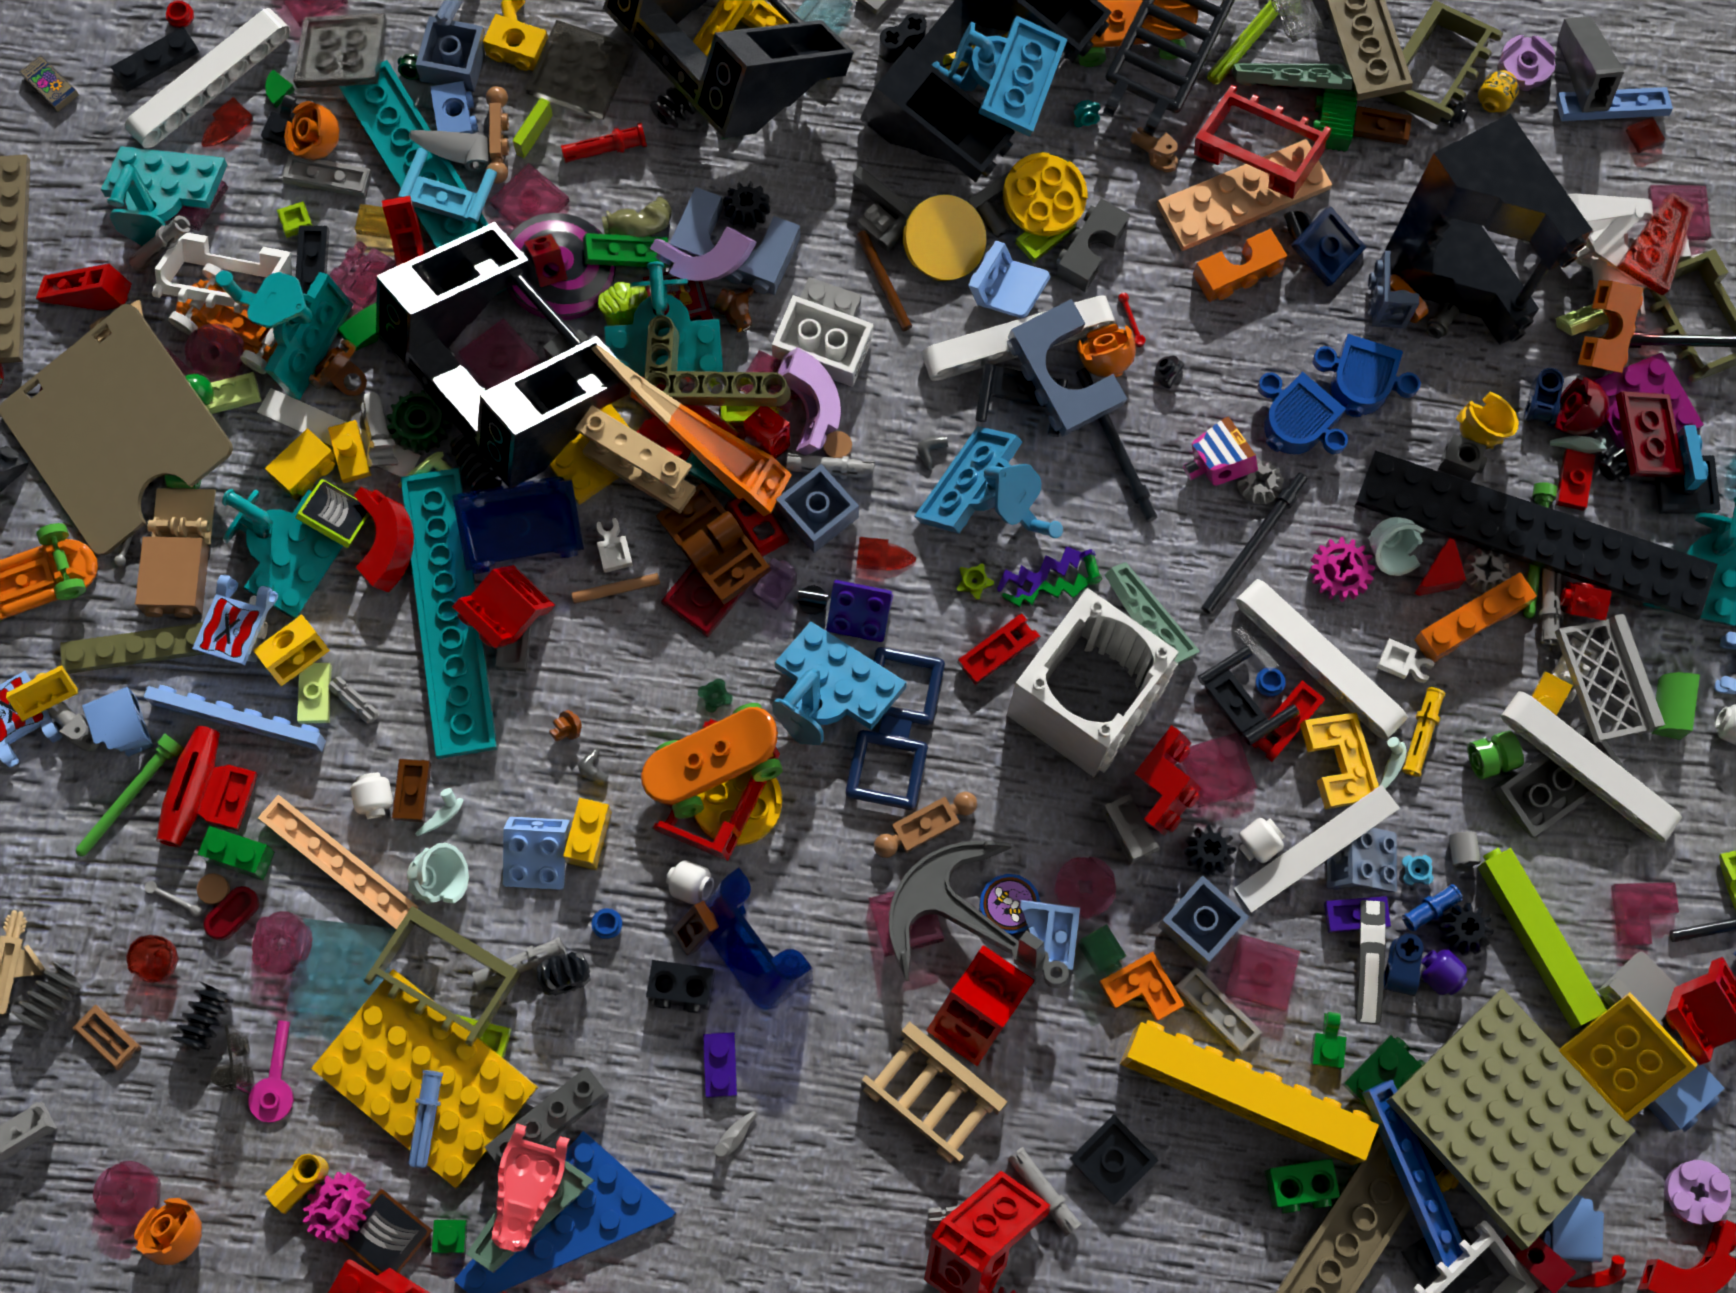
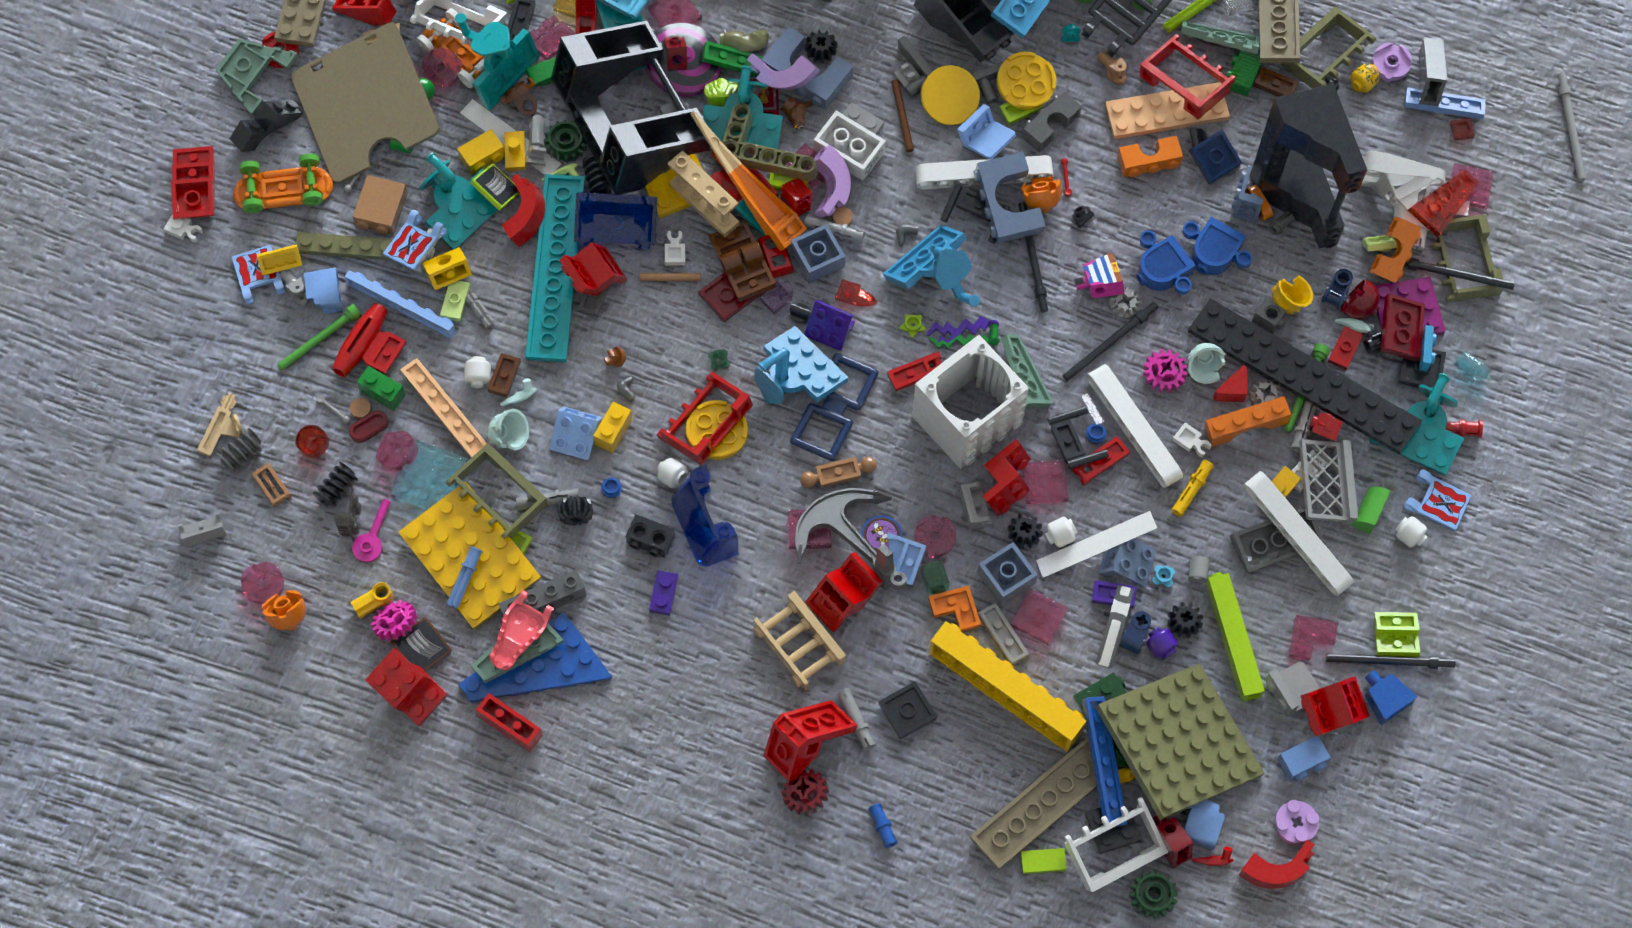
camera: 15 degrees right, 5 degrees down
(183, 513) = (396, 166): tan hinge -> none
(234, 393) = (448, 96): yellowish green plate -> none
(449, 1236) = (461, 657): green plate -> none
(498, 355) = (628, 106): clear pink plate -> none
(695, 927) = (668, 500): reddish brown plate -> none
(711, 757) = (704, 395): orange piece -> none
(734, 1136) = (661, 639): light grey bar -> none
(1300, 1177) = (1029, 748): green brick -> none
(1328, 1048) = (1071, 673): green plate -> none
(1356, 768) = (1139, 496): yellow plate -> none
(1395, 761) = (1168, 503): light aqua bar -> none
(1432, 907) = (1166, 601): blue pin -> none
(1500, 753) = (1238, 512): bright green wheel -> none
(1628, 1057) = (1269, 722): yellow plate -> none

